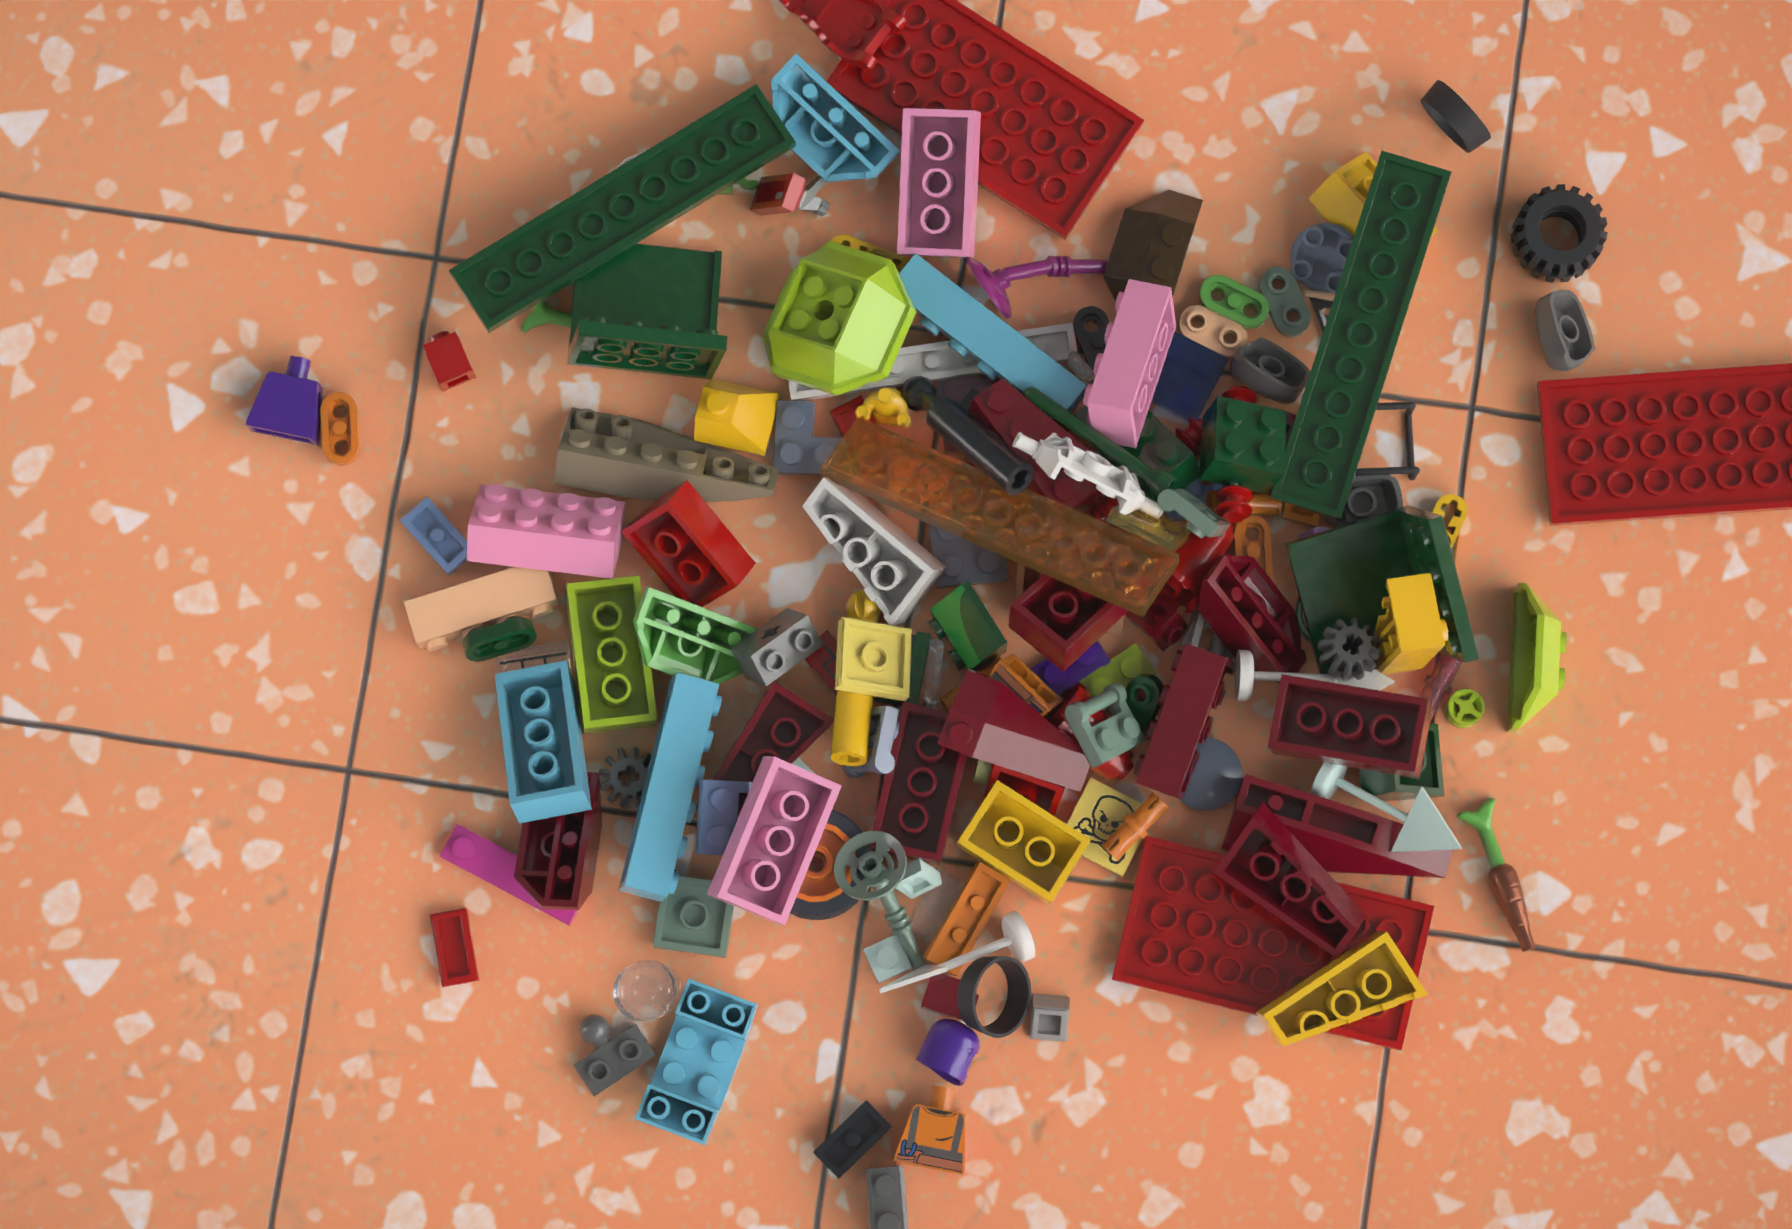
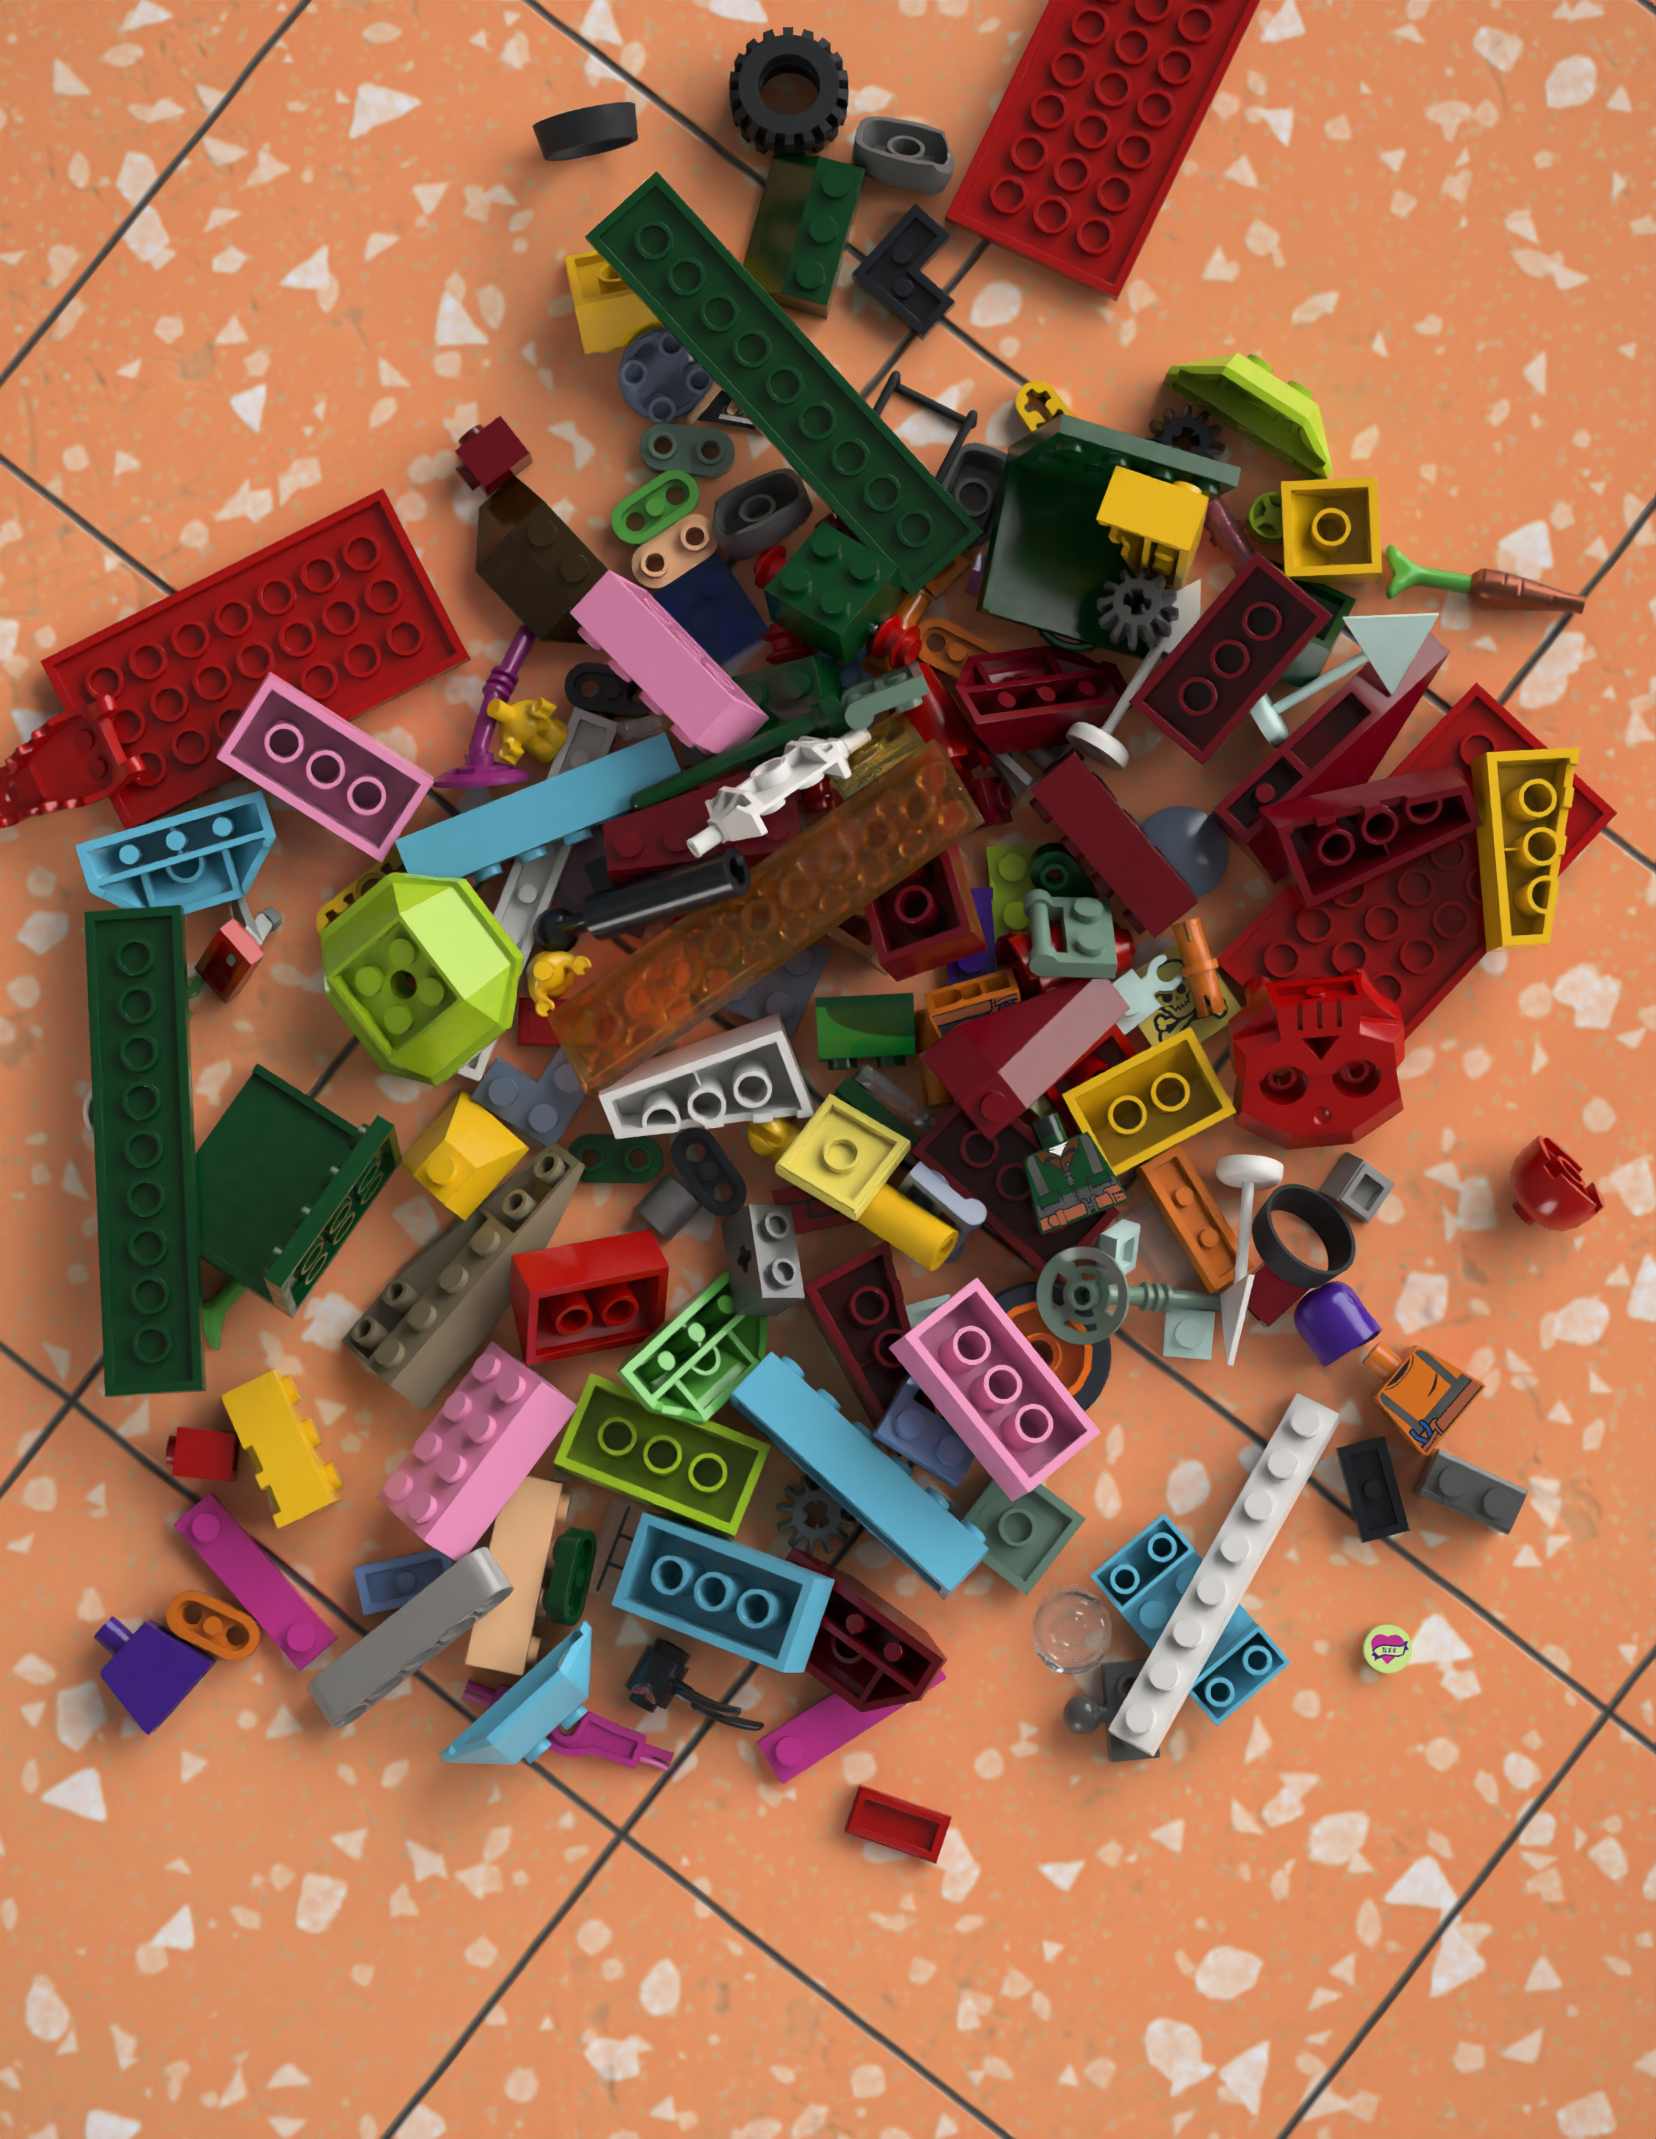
camera: 65 degrees left, 5 degrees up
(384, 440) = (255, 1581): none -> dark pink plate
(398, 675) = (593, 1735): none -> dark pink piece
(400, 662) = (531, 1708): none -> medium azure wedge
(401, 556) = (410, 1638): none -> light grey beam
(465, 735) = (660, 1678): none -> black plant
(480, 407) = (282, 1447): none -> yellow wedge
(740, 1069) = (1224, 1574): none -> white plate
(751, 1210) = (1387, 1648): none -> yellowish green tile
(777, 569) = (668, 1207): none -> flat silver brick
(790, 516) = (615, 1158): none -> dark green plate
(815, 582) = (709, 1172): none -> black plate
(942, 812) = (1067, 1177): none -> torso
(1041, 299) = (529, 727): none -> yellow piece
(1093, 797) = (1139, 993): none -> light aqua plate
(1122, 1145) = (1551, 1188): none -> red cylinder
(1132, 925) = (1315, 1034): none -> red brick
(1205, 177) = (491, 456): none -> dark red brick
(1473, 296) = (804, 230): none -> dark green slope
(1478, 750) = (1331, 530): none -> yellow slope
(1484, 368) = (895, 273): none -> black plate
(1492, 616) = (1190, 428): none -> black gear

